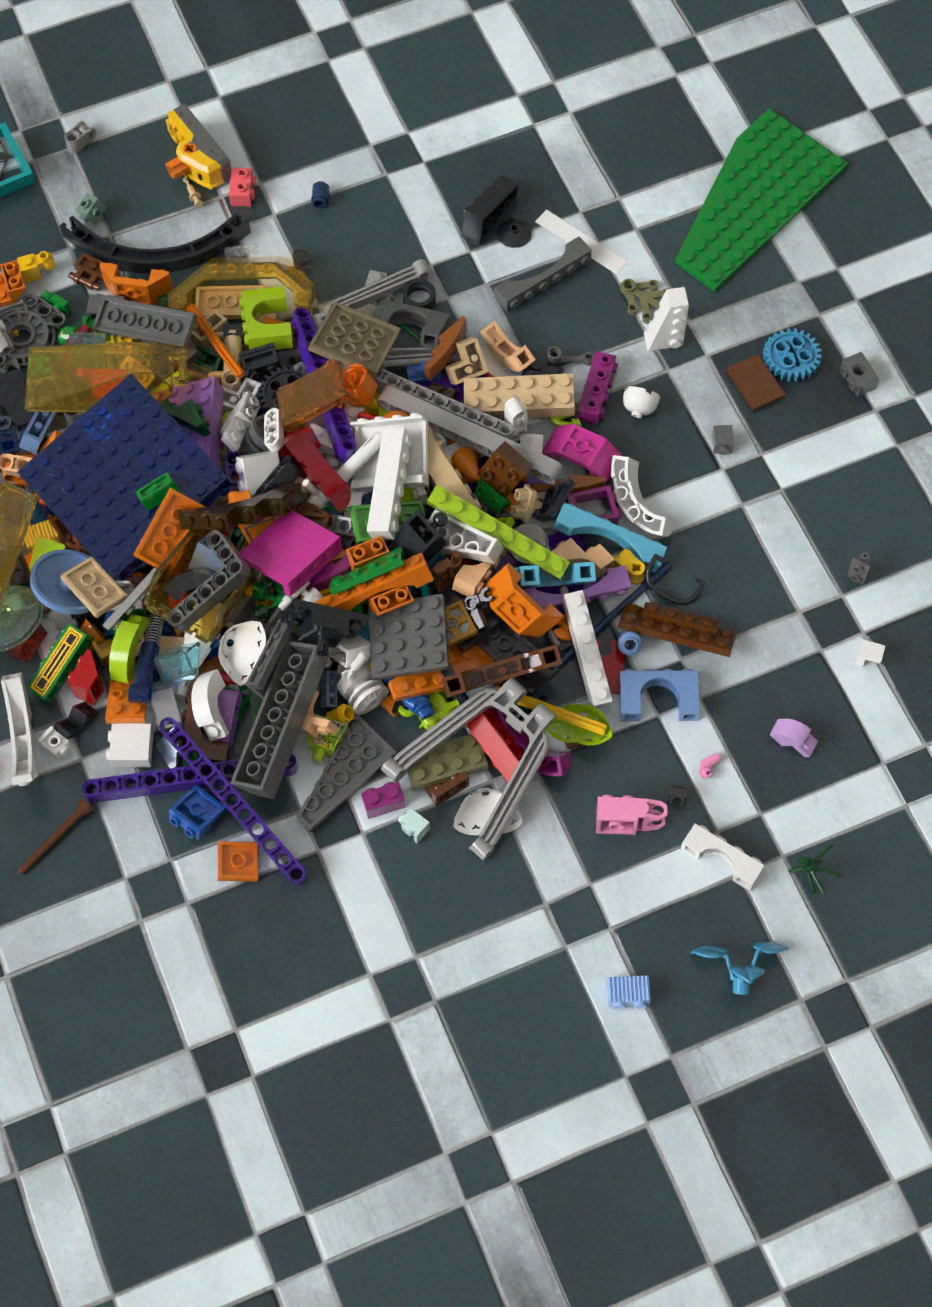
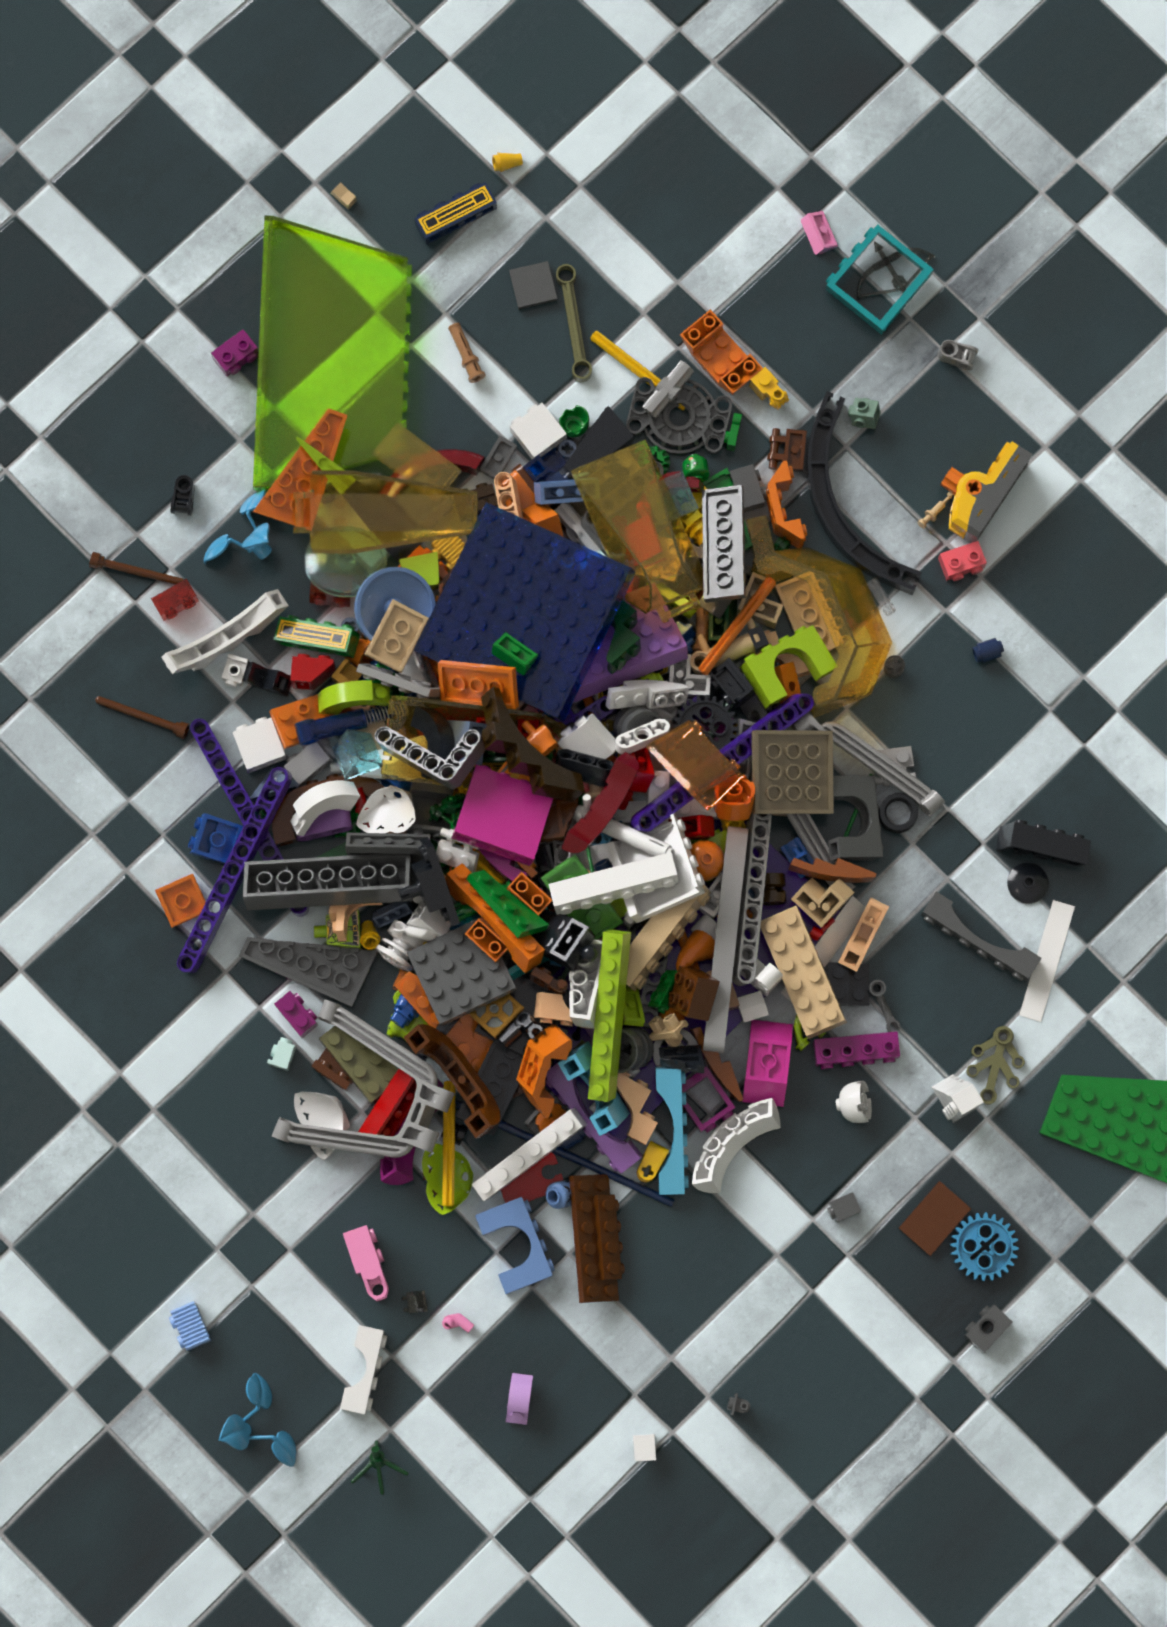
camera: 65 degrees right, 15 degrees up
(664, 595) = (633, 1207): black piece -> none

